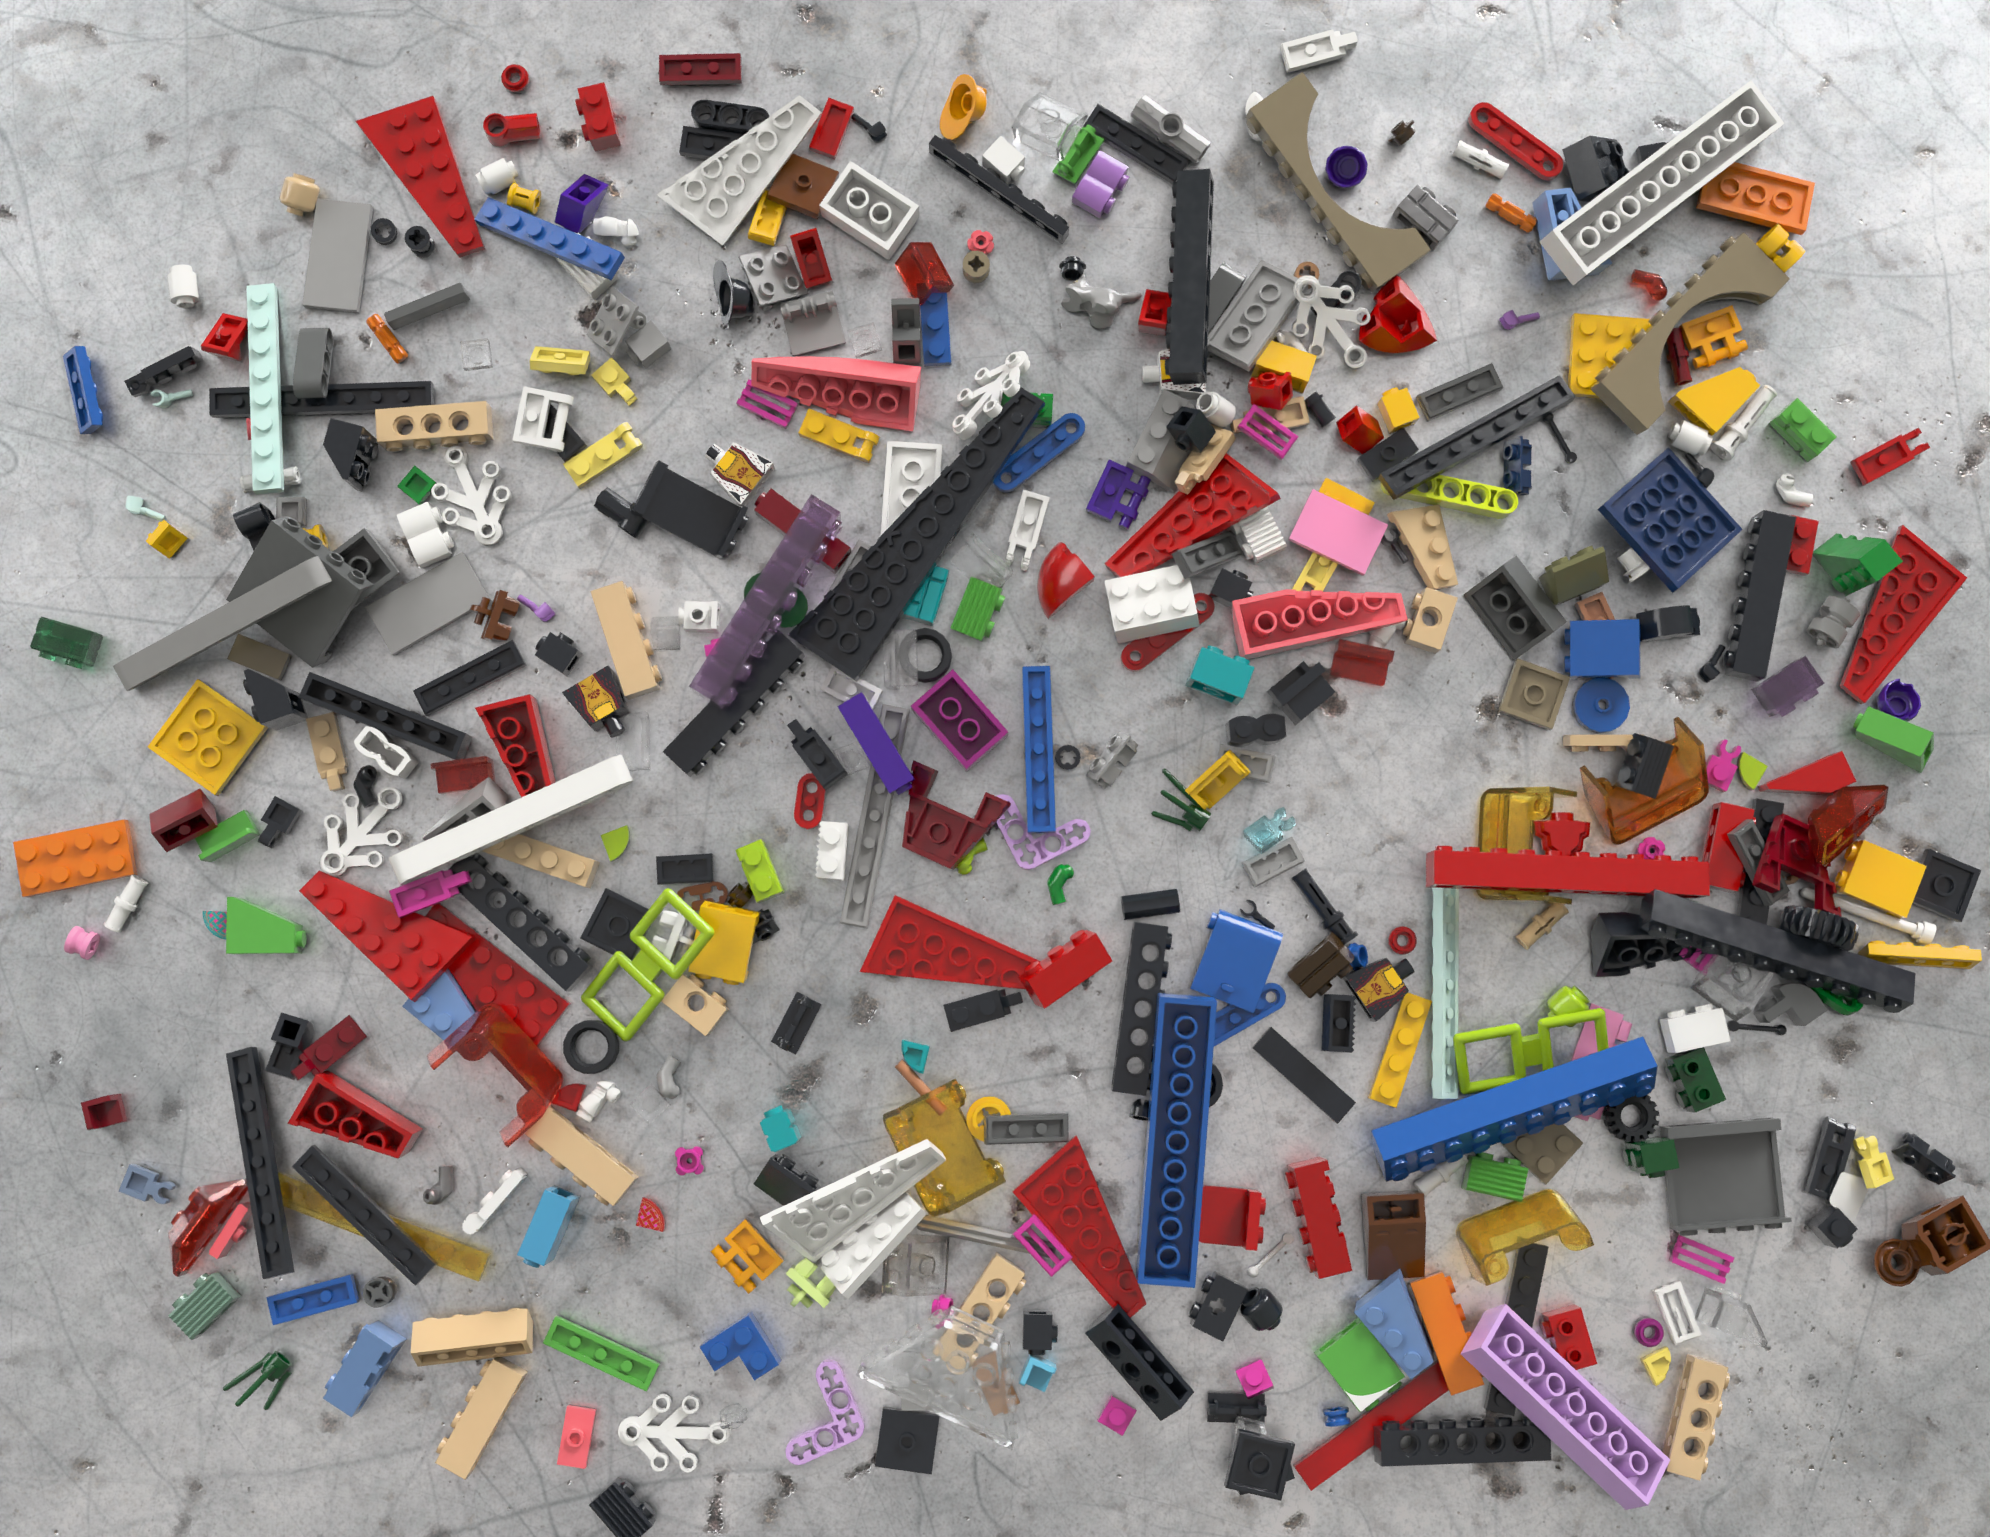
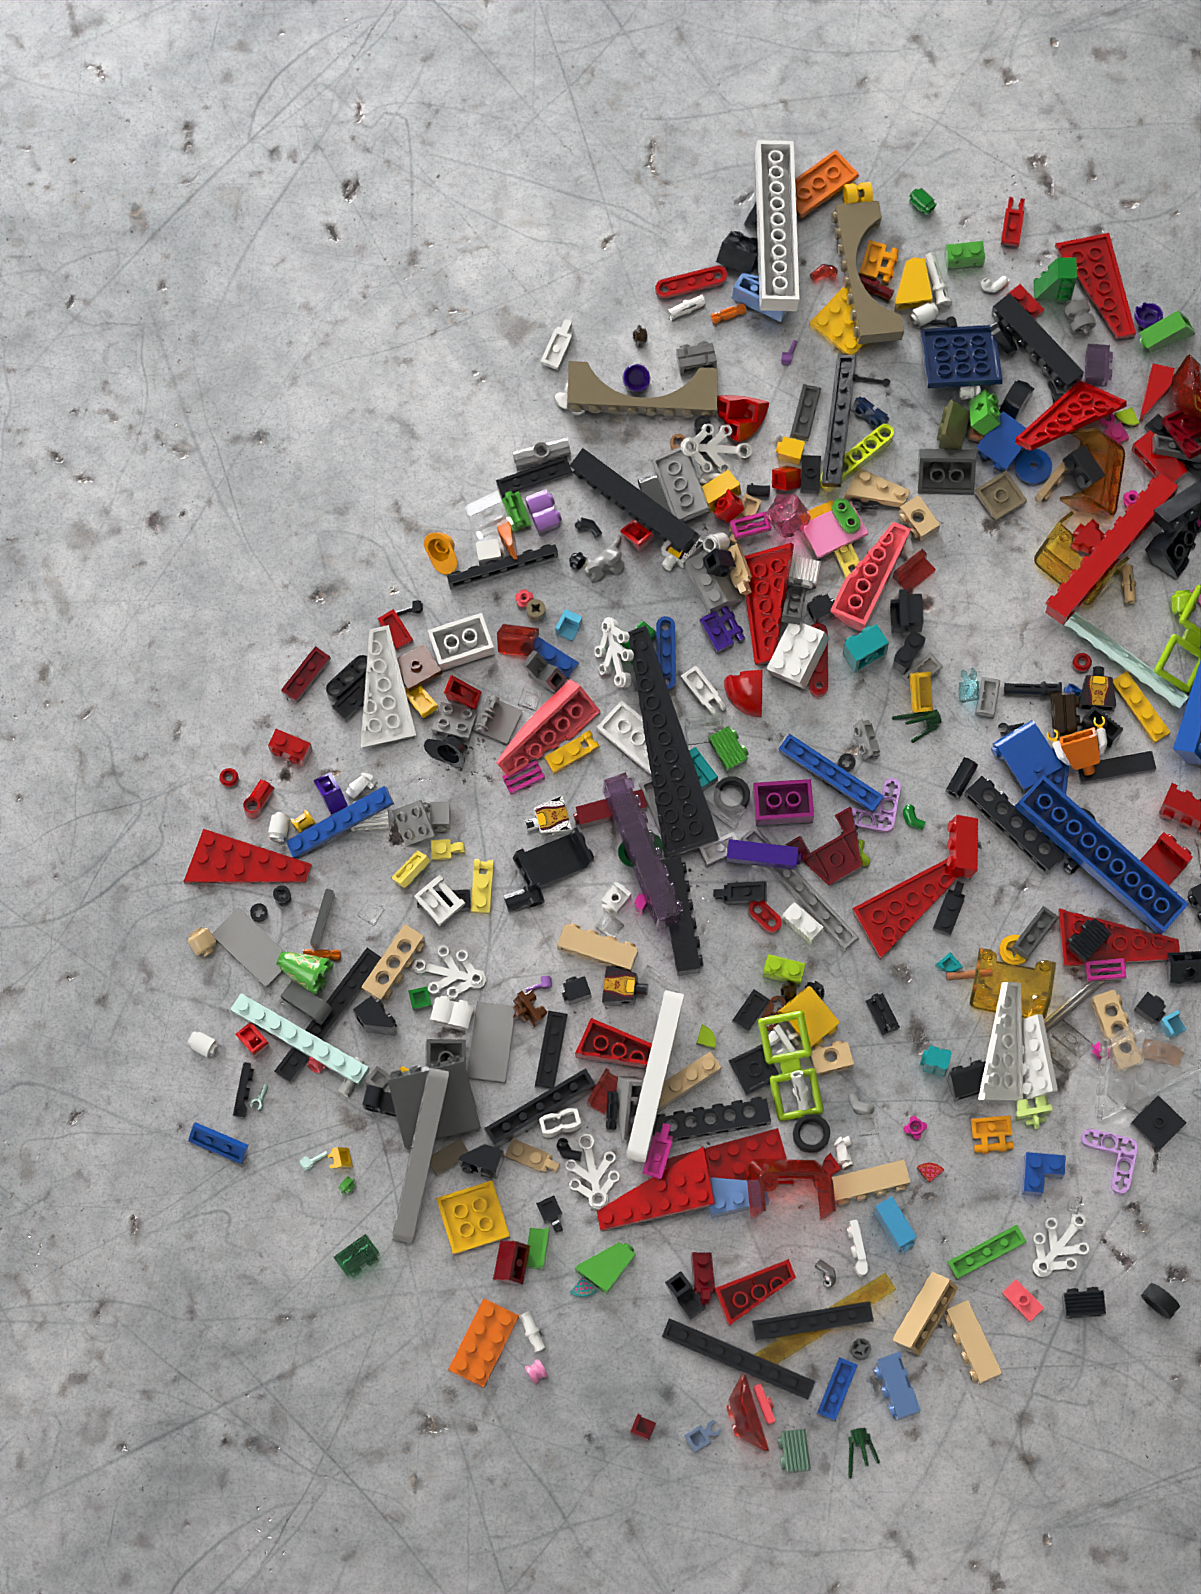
camera: 45 degrees left, 10 degrees down
(141, 569) = (347, 1185): none -> bright green plate
(348, 334) = (306, 969): none -> bright green cone
(447, 799) = (611, 1113): none -> black axle
(628, 997) = (800, 1090): none -> white pin
(986, 317) = (568, 625): none -> medium azure panel
(1036, 170) = (508, 538): none -> orange slope
(1061, 1200) = (1088, 940): none -> black brick
(1127, 248) = (588, 524): none -> black arm
(1289, 1020) = (1081, 748): none -> orange torso
(1313, 465) = (788, 515): none -> clear pink brick
(1364, 532) = (846, 515): none -> bright green plate
(1620, 598) = (984, 412): none -> bright green brick
(1705, 701) = (1072, 411): none -> red wing
(1733, 552) = (1003, 338): none -> black beam
(1831, 330) = (922, 201): none -> green brick

